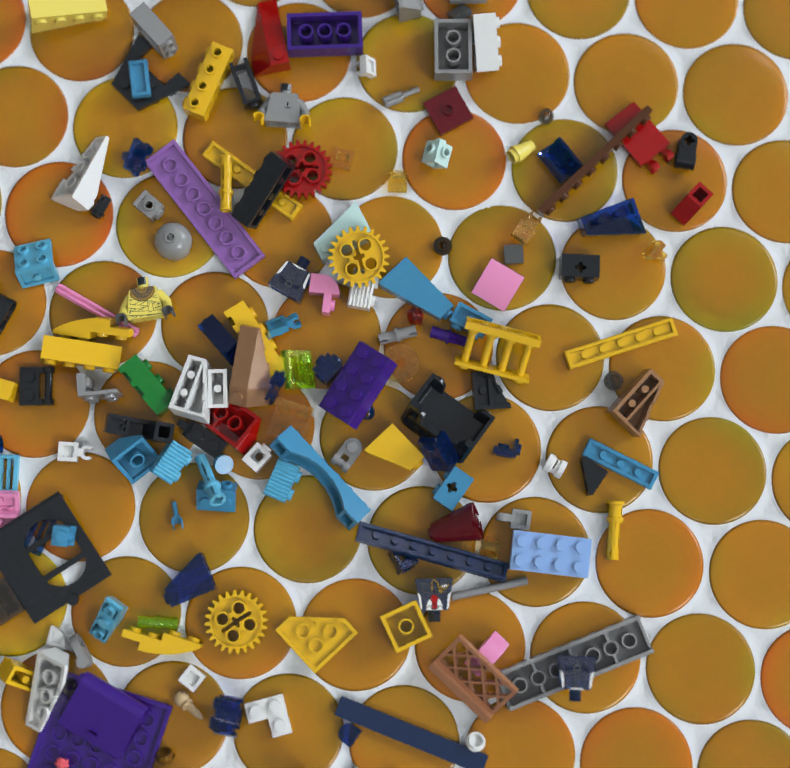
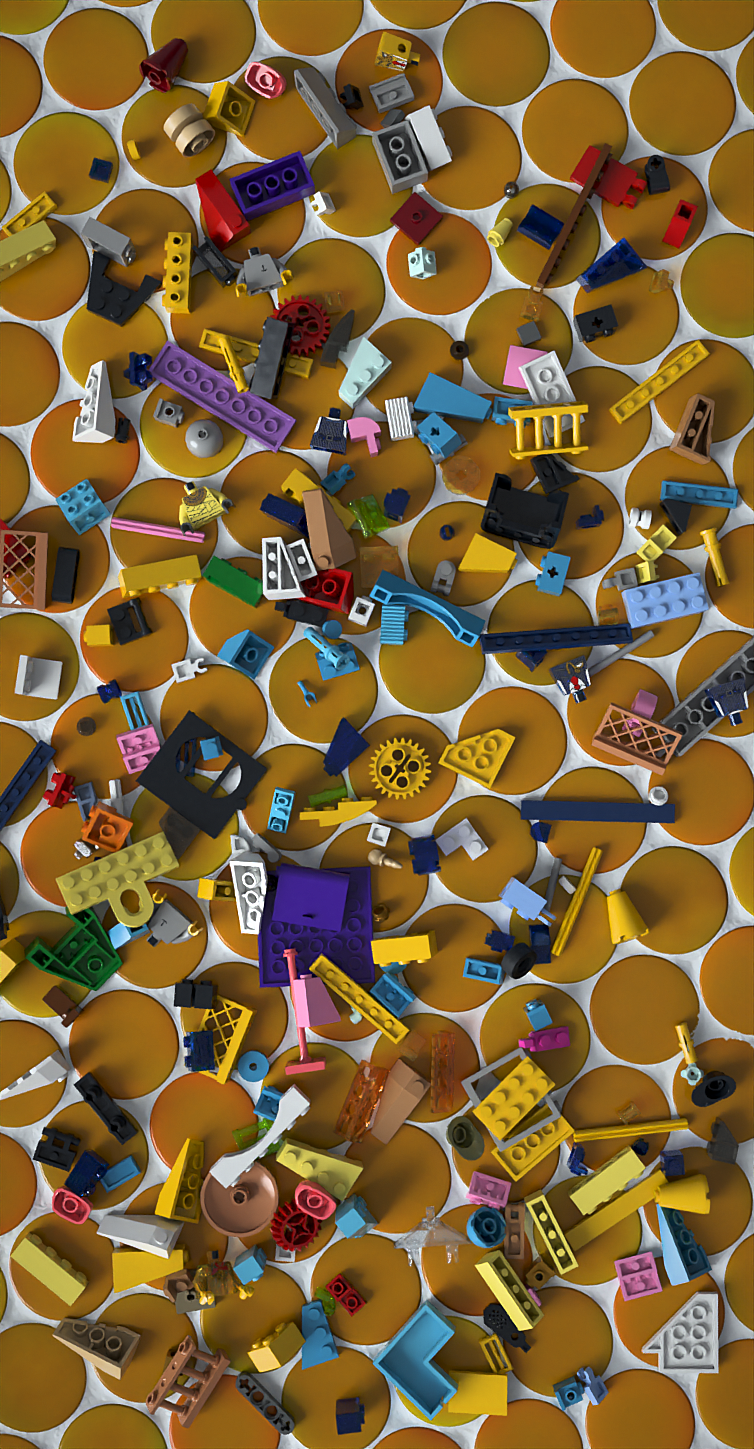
camera: 20 degrees left, 5 degrees up
(87, 391) = (186, 611): light grey bracket -> none
(88, 327) = (155, 549): yellow slope -> none
(139, 79) = (112, 294): dark azure tile -> none
(151, 430) = (256, 622): black arch -> none
(171, 461) = (283, 644): medium azure brick -> none
(277, 381) = (355, 532): clear blue plate -> none
(332, 196) = (338, 340): none -> clear smoke slope
(358, 385) = (430, 509): dark purple brick -> none
(375, 251) = (372, 398): yellow gear -> none
(392, 318) = (438, 435): none -> dark azure brick
(397, 181) = (393, 304): clear yellow slope -> none
(398, 97) = (364, 222): light grey axle -> none
(406, 626) = (557, 714): yellow brick -> none
(415, 316) = (459, 425): clear red plate -> none
(439, 452) = (529, 544): clear blue bracket -> none
(447, 336) = (495, 433): dark purple axle -> none
(458, 526) = (570, 606): dark red cone -> none
(513, 309) = (549, 385): none -> white plate
(542, 519) = (646, 572): none -> light yellow tile
(561, 497) = (656, 544): none -> light yellow slope
(613, 380) = (665, 419): clear smoke plate -> none

